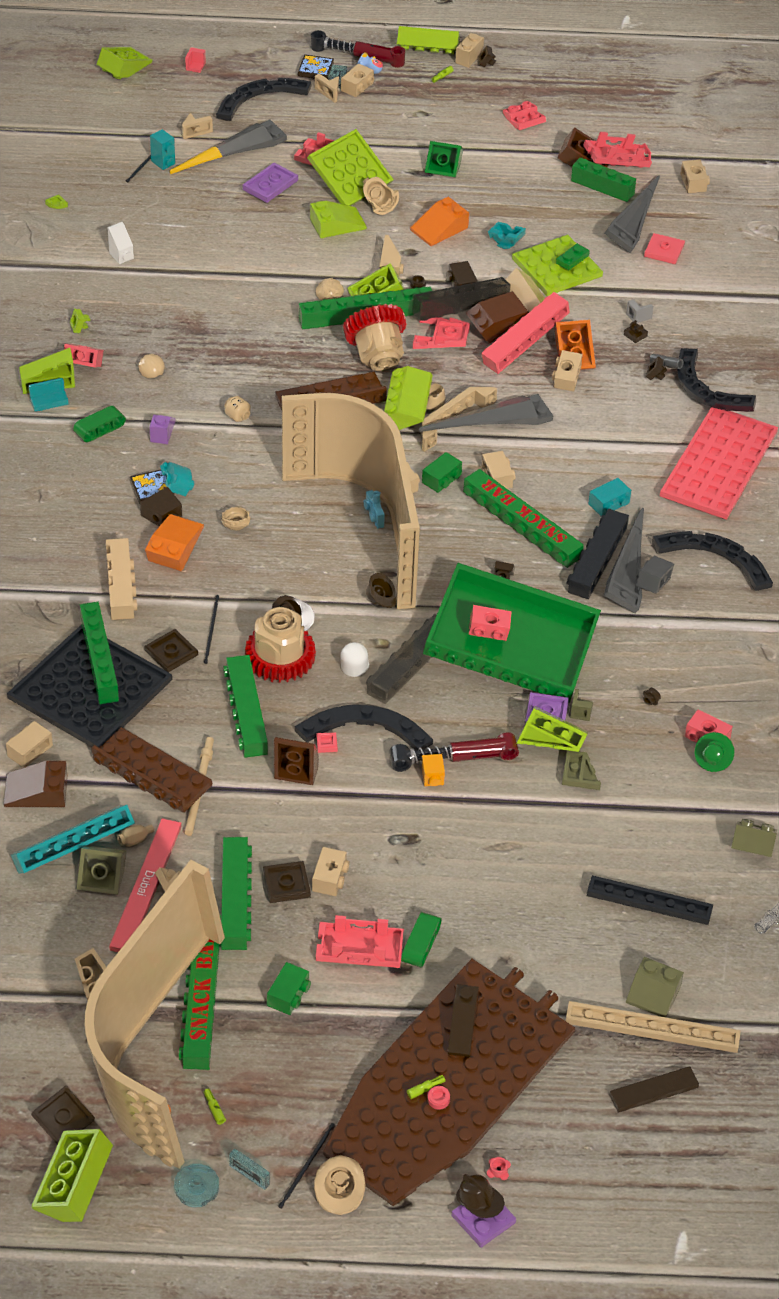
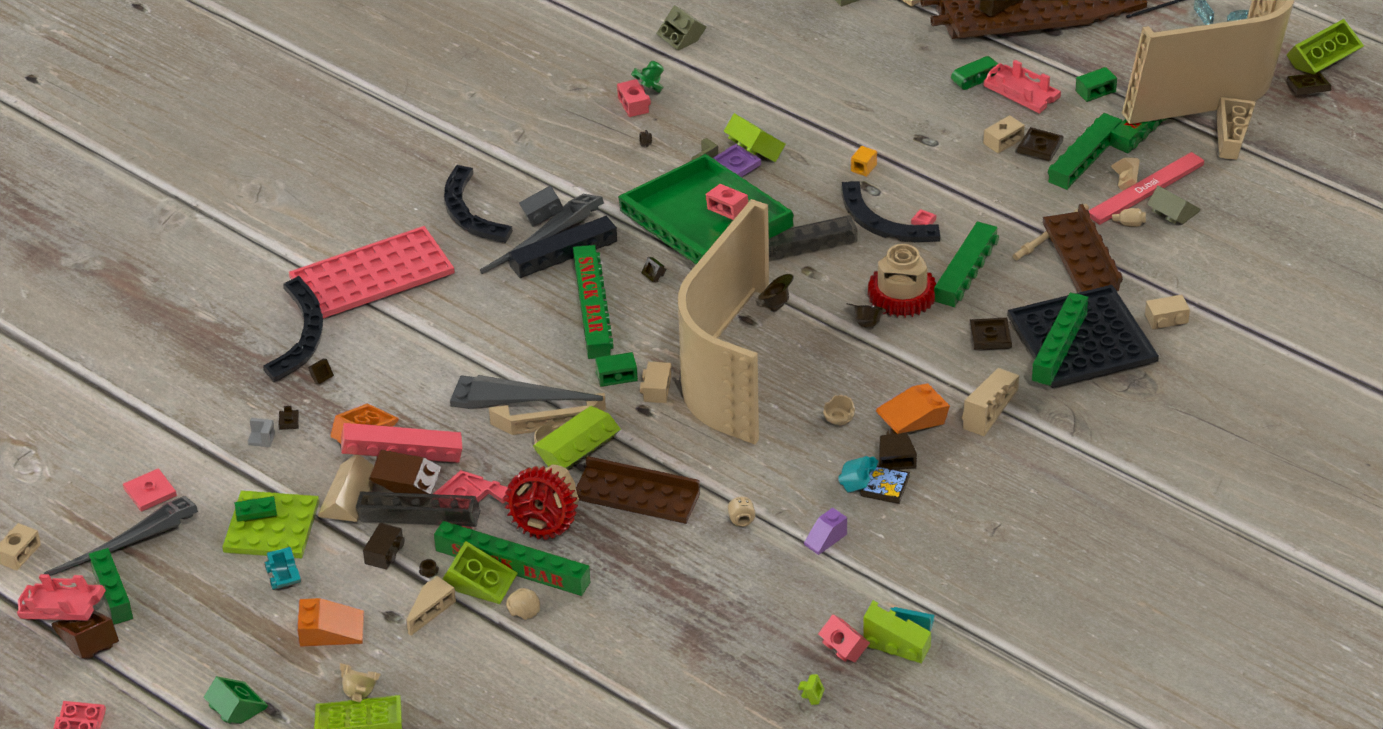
camera: 140 degrees left, 5 degrees down
(37, 785) = (1178, 276): reddish brown slope -> none
(72, 839) = (1183, 226): teal brick -> none
(99, 424) = (885, 563): green beam -> none
(151, 366) = (780, 605): tan hair -> none
(211, 629) = (938, 342): black piece -> none
(295, 761) = (968, 194): reddish brown slope -> none
(335, 219) = (430, 683): lime slope -> none
(354, 659) = (849, 250): white helmet -> none
(498, 467) = (567, 348): tan brick -> none
(502, 746) = (795, 152): dark red piece -> none
(567, 371) = (402, 400): tan brick -> none
(579, 771) = (758, 114): olive wing -> none
(609, 496) = (499, 284): teal brick -> none
(650, 900) = (794, 30): black plate -> none
(668, 361) = (304, 373): dark grey piece -> none

